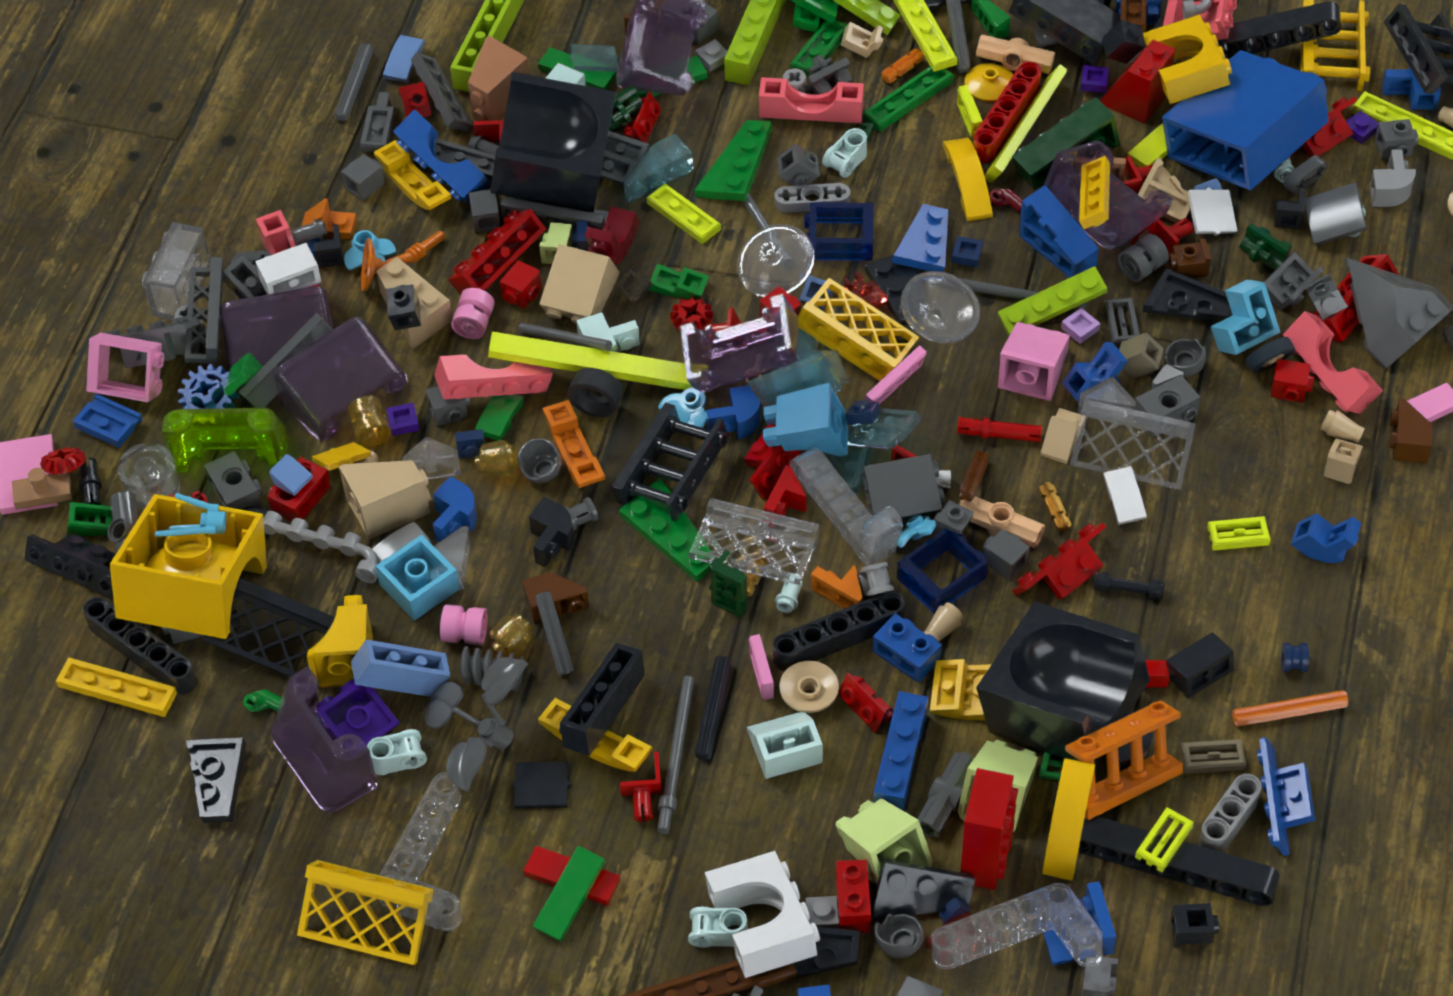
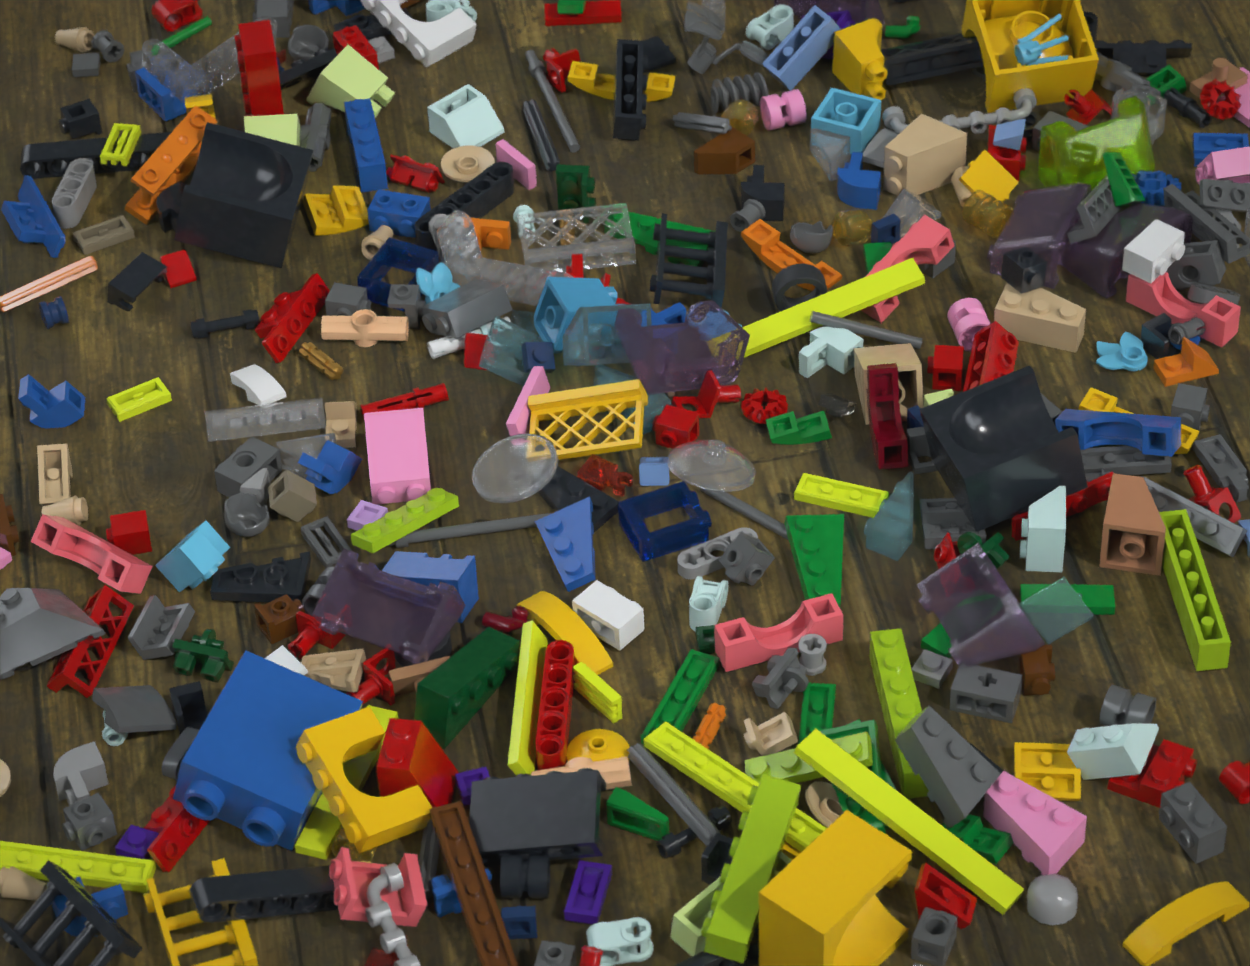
camera: 155 degrees right, 10 degrees down
(371, 264) = (1098, 322): orange dish -> none
(402, 419) = (965, 232): dark purple plate -> none
(930, 162) = (609, 614): none -> white brick
(967, 251) = (521, 549): dark blue plate -> none
(974, 476) = (405, 344): reddish brown axle -> none
(1094, 193) = (398, 579): yellow plate -> none
(1124, 41) = (446, 782): black brick -> none
(1267, 355) = (147, 532): black bush -> none
(1326, 296) = (114, 602): dark grey brick -> none

